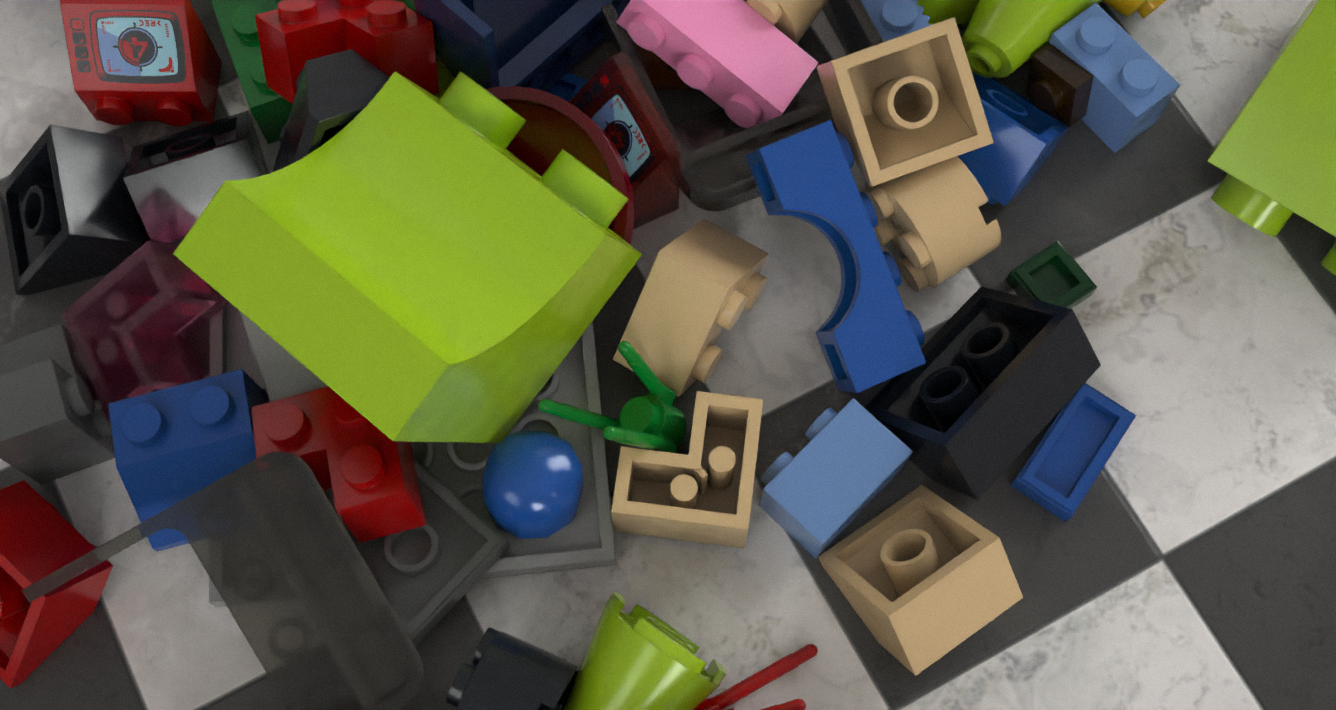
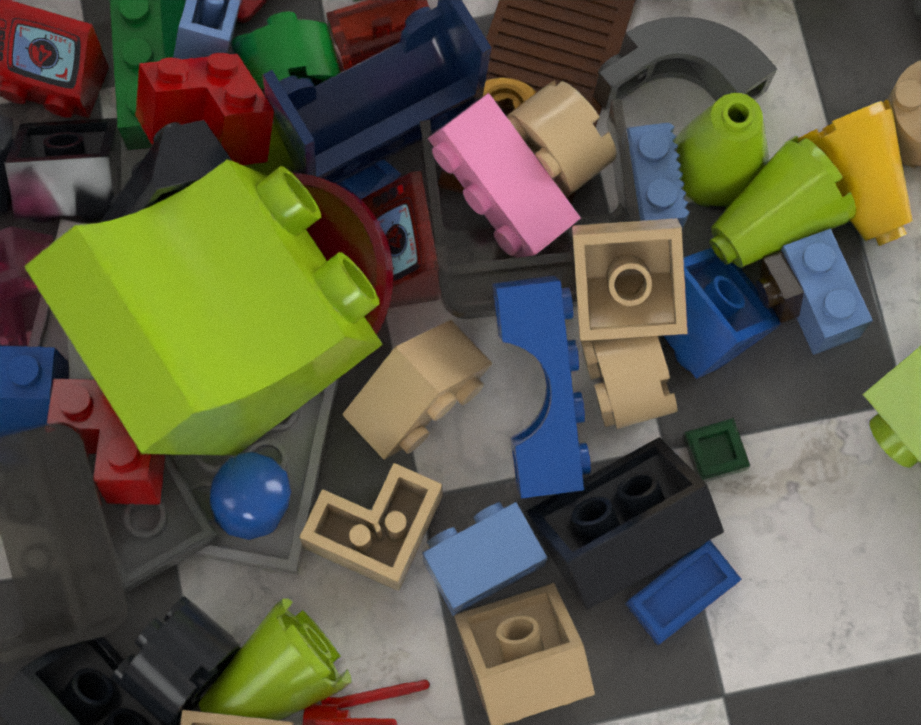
camera: 15 degrees right, 5 degrees up
(644, 420) = (353, 473): green plant -> none

